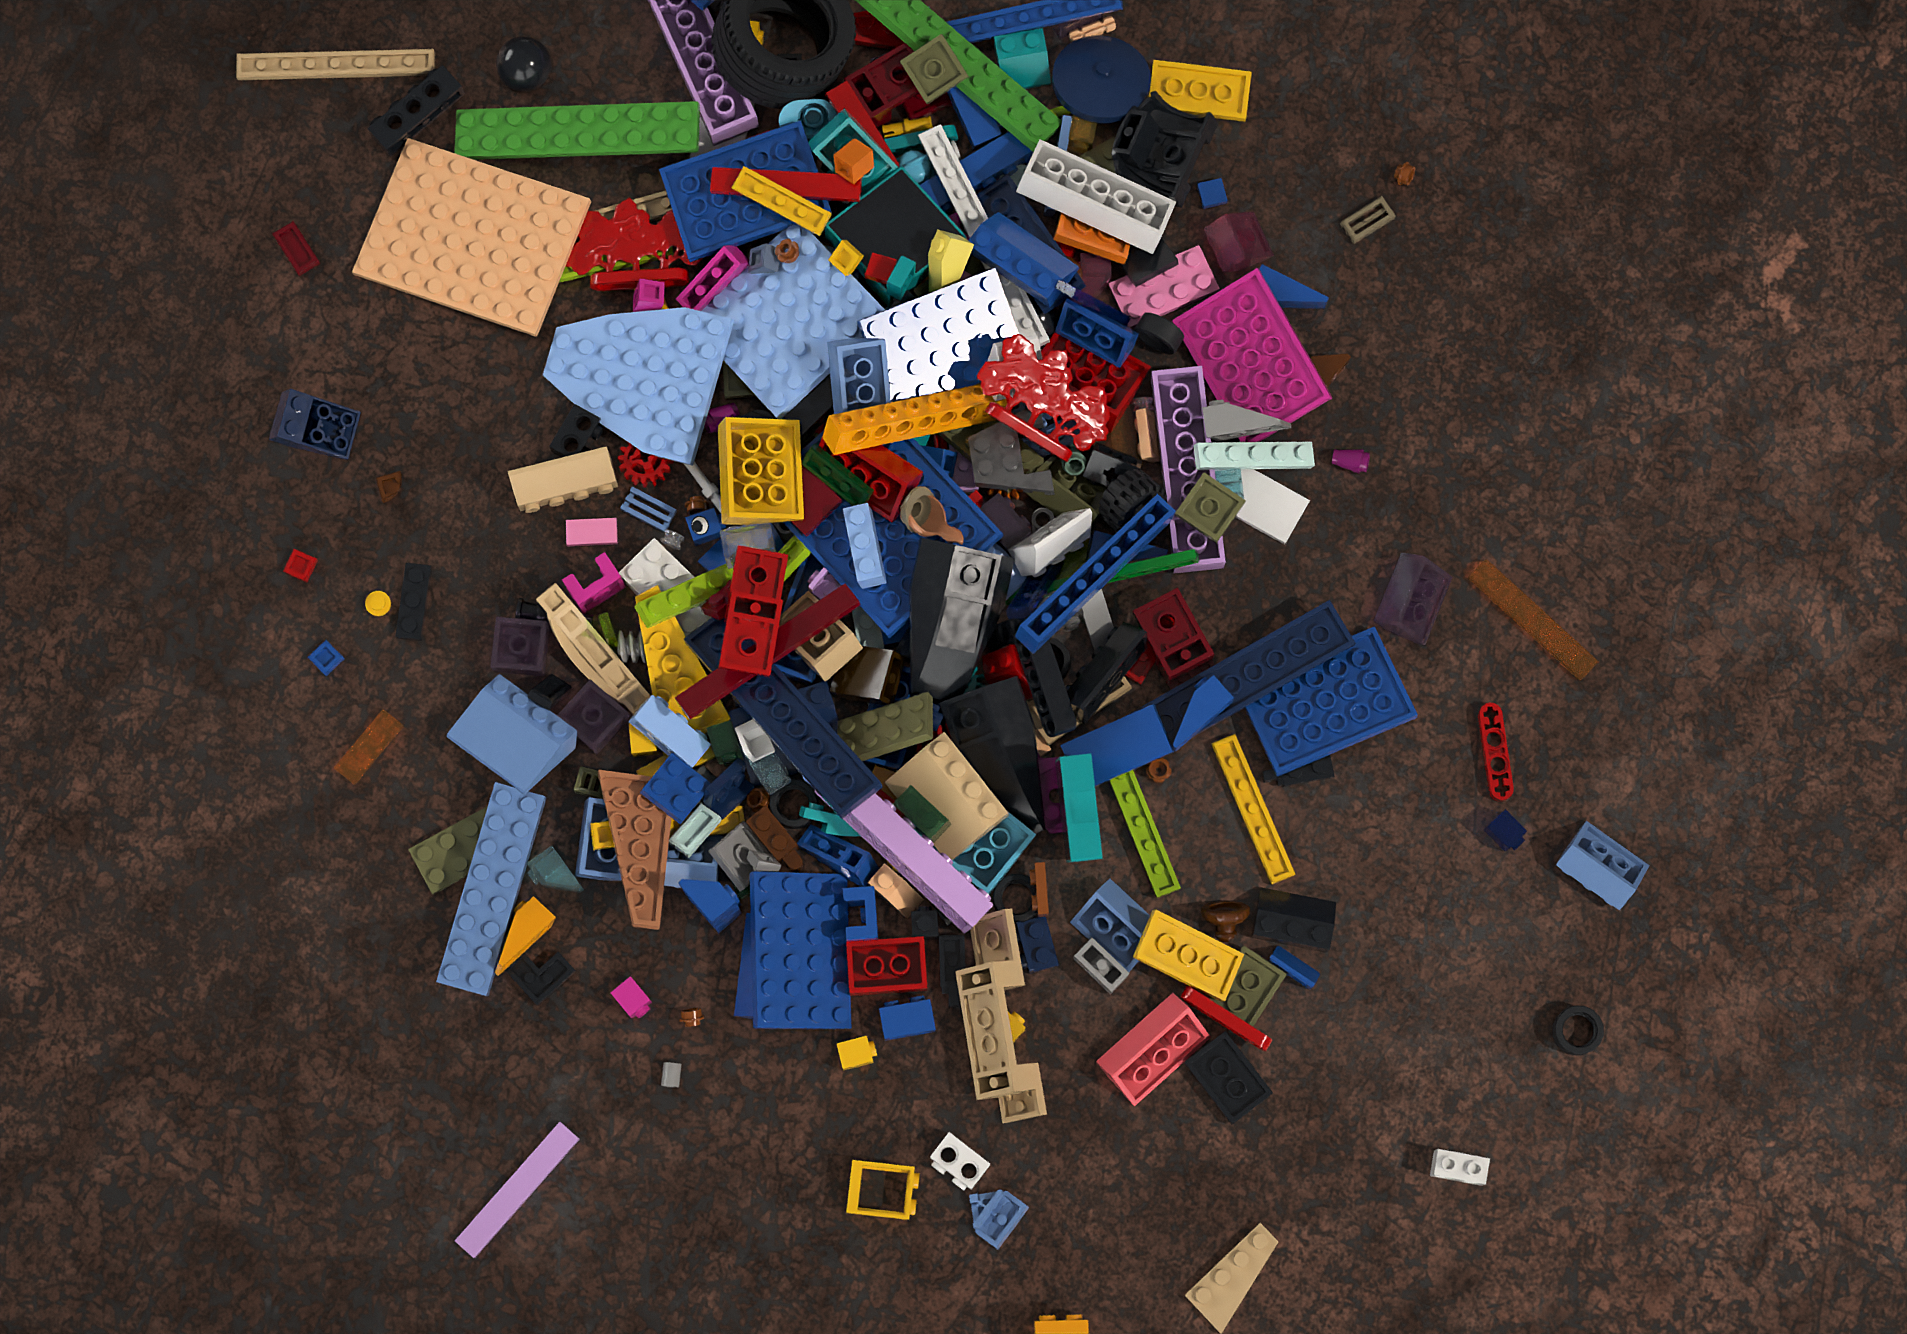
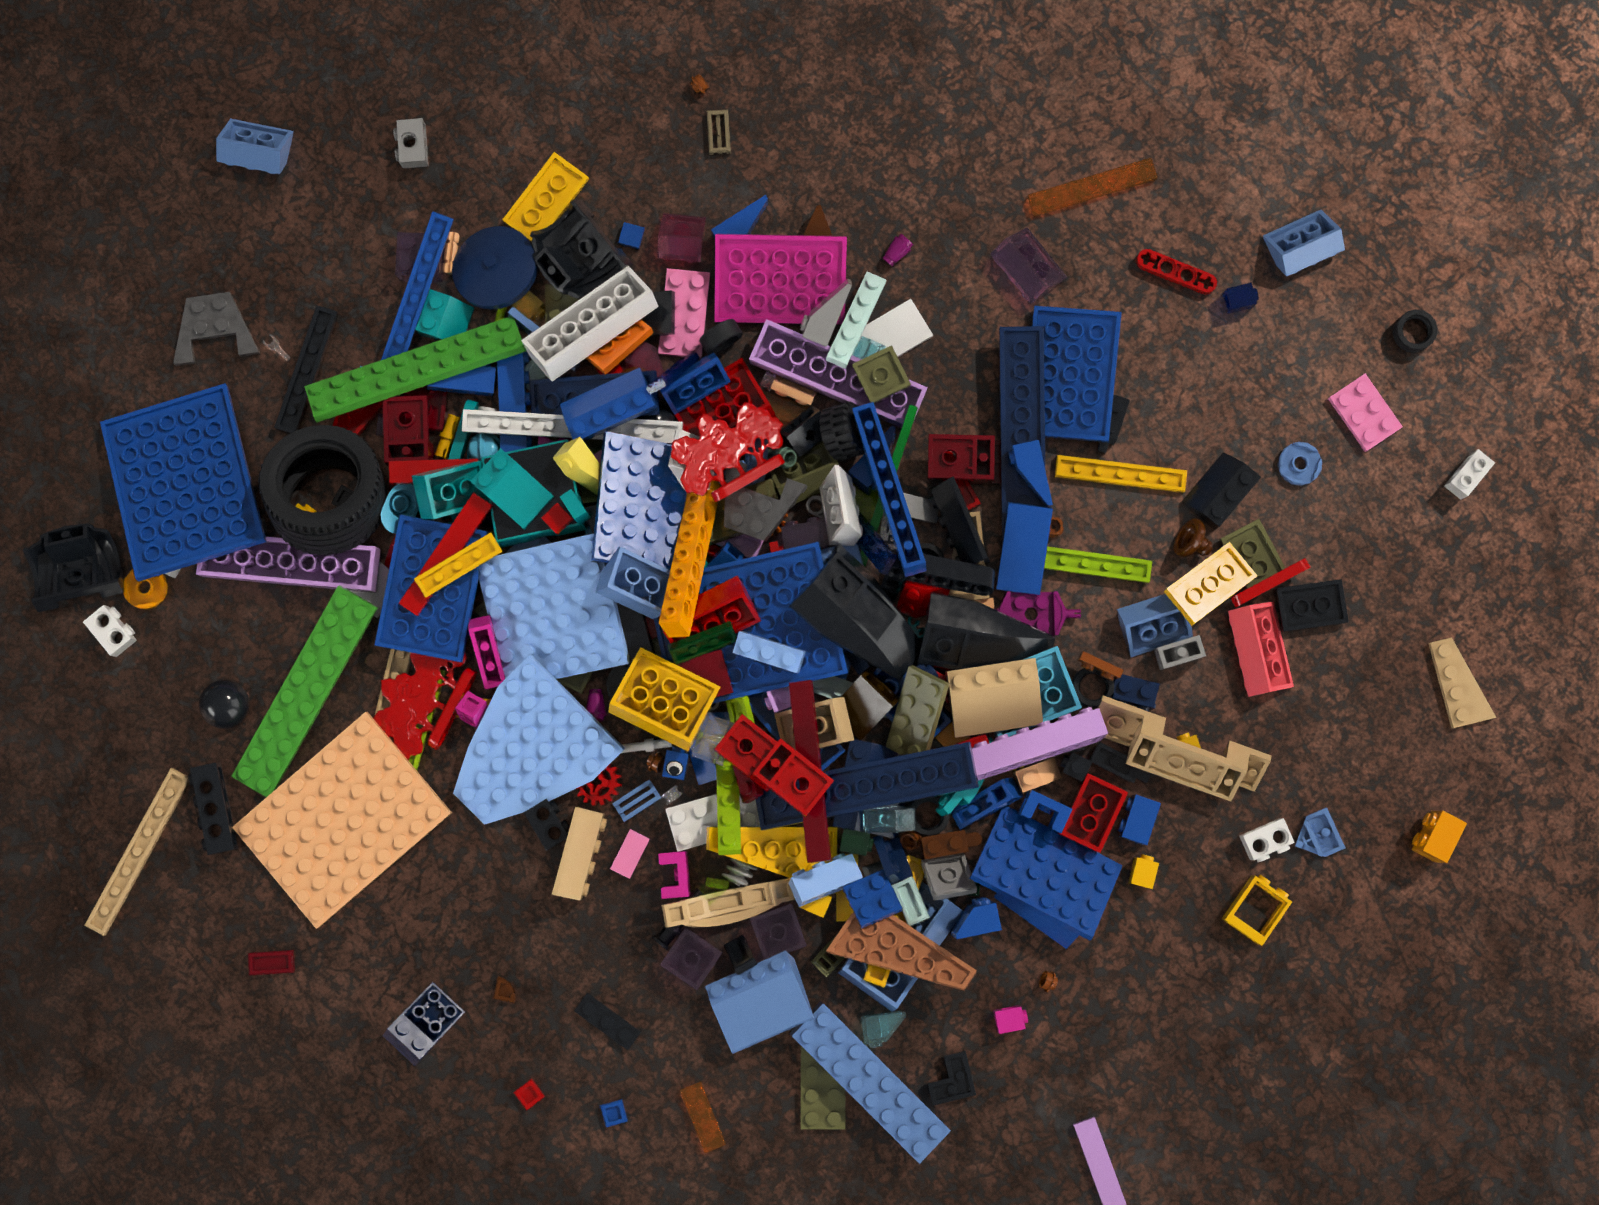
camera: 60 degrees left, 5 degrees up
(378, 603) = (594, 1049): yellow plate -> none
(527, 926) = (913, 1073): light orange slope -> none
(671, 1074) = (1083, 1020): light grey hinge -> none
(754, 741) = (870, 820): white panel -> none
(763, 260) = (495, 604): sand blue slope -> none
(763, 862) = (964, 863): light grey plate -> none
(789, 256) = (505, 582): dark orange plate -> none
(846, 257) = (533, 540): yellow plate -> none
(853, 161) = (459, 491): orange panel -> none
(885, 209) = (512, 488): none -> teal slope
(922, 813) = (1000, 723): clear green brick -> none
(927, 517) = (774, 592): piece -> none
(934, 69) = (419, 389): olive plate -> none
(1078, 808) = (1062, 603): teal tile -> none
(1294, 967) = (1255, 510): blue slope -> none
(1370, 1002) = (1299, 476): none -> medium blue tile
(1462, 1026) = (1365, 412): none -> bright pink plate

